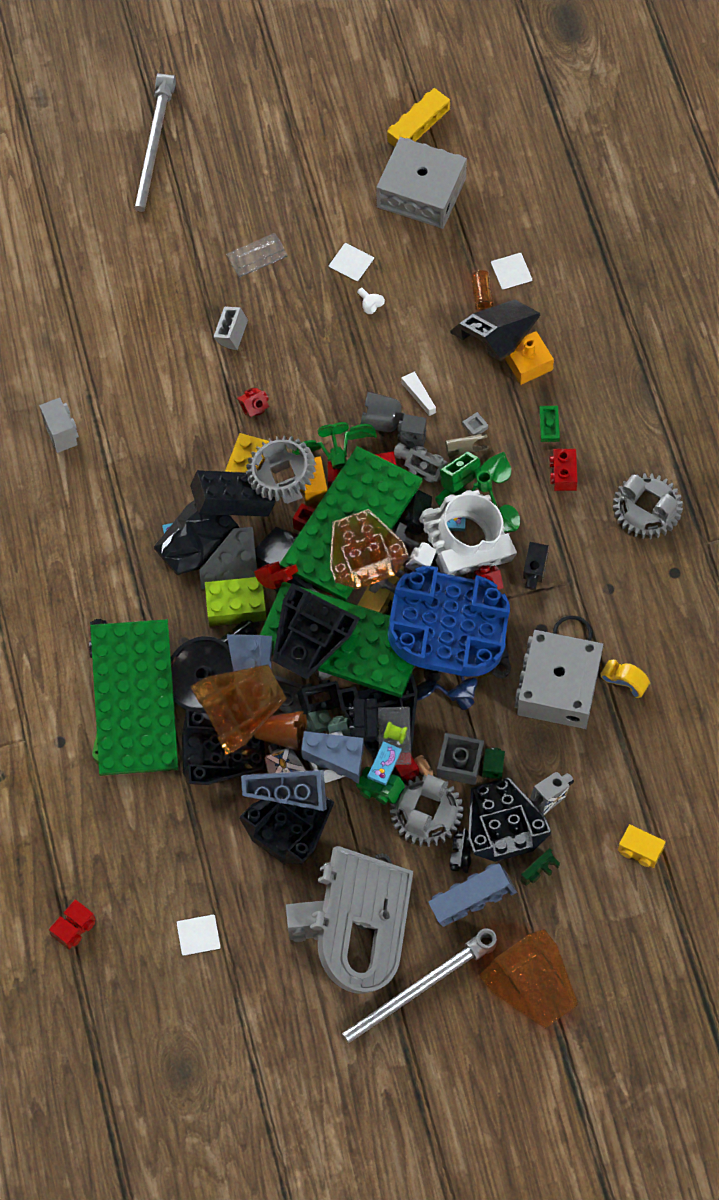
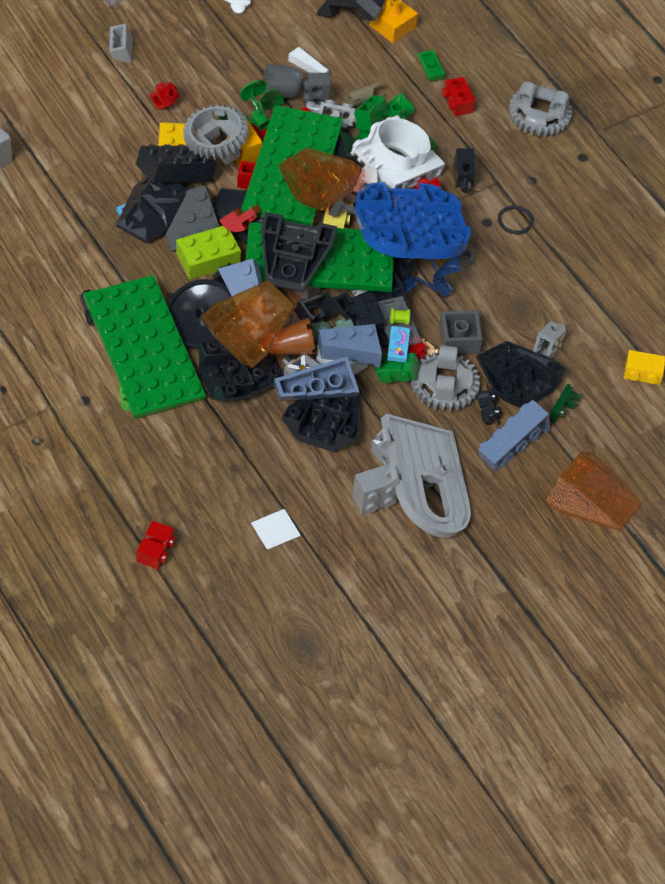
camera: 25 degrees left, 10 degrees down
(474, 949) = (531, 481): flat silver piece -> none
(475, 424) = (367, 77): light grey plate -> none
(493, 763) = (490, 331): dark green brick -> none
(558, 679) = (522, 252): light grey gear -> none
(626, 675) = (577, 237): yellow animal -> none

